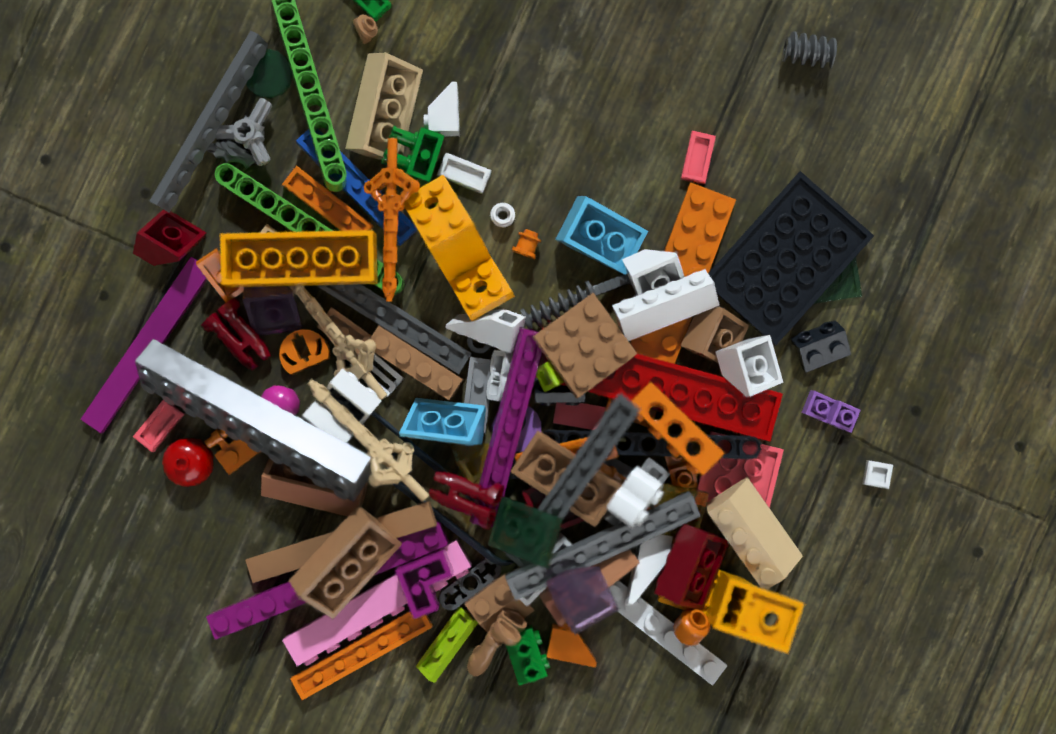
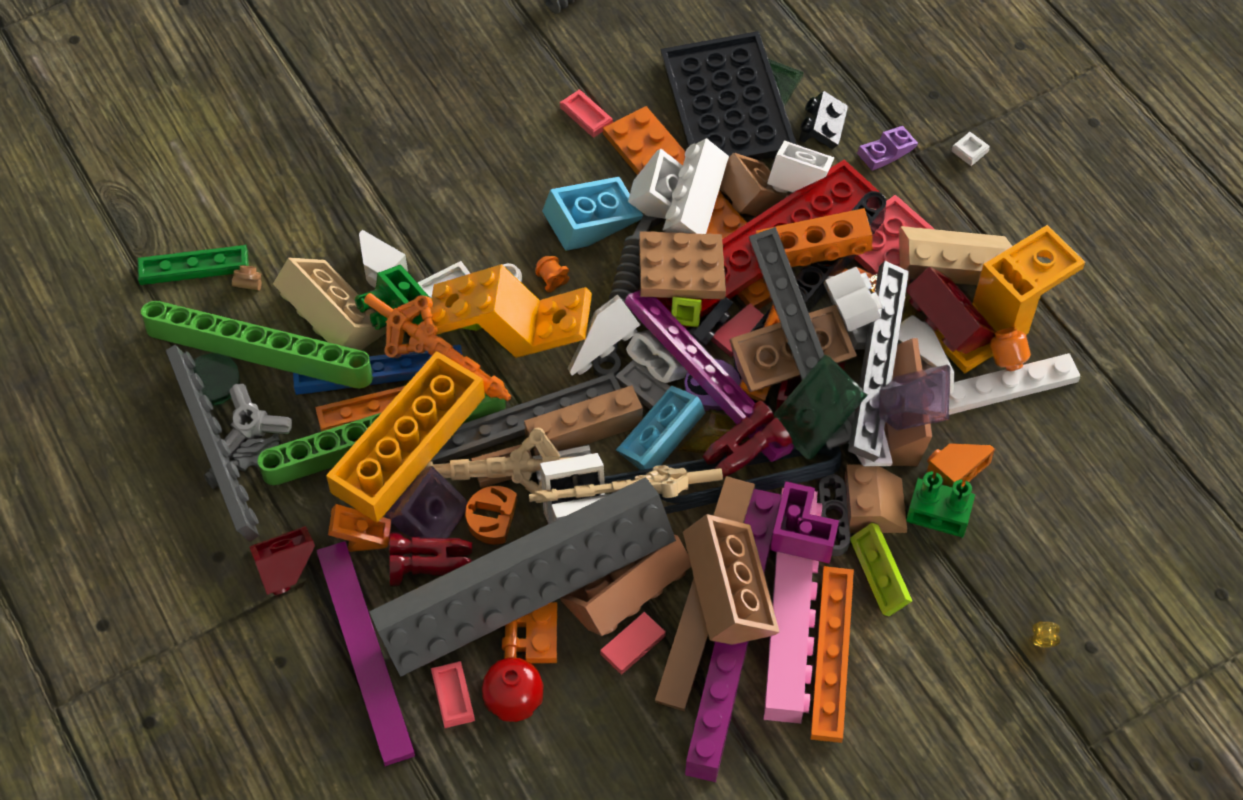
camera: 55 degrees left, 30 degrees down
(277, 515) = (632, 643): none -> coral tile
(504, 630) = (914, 536): medium nougat piece -> none

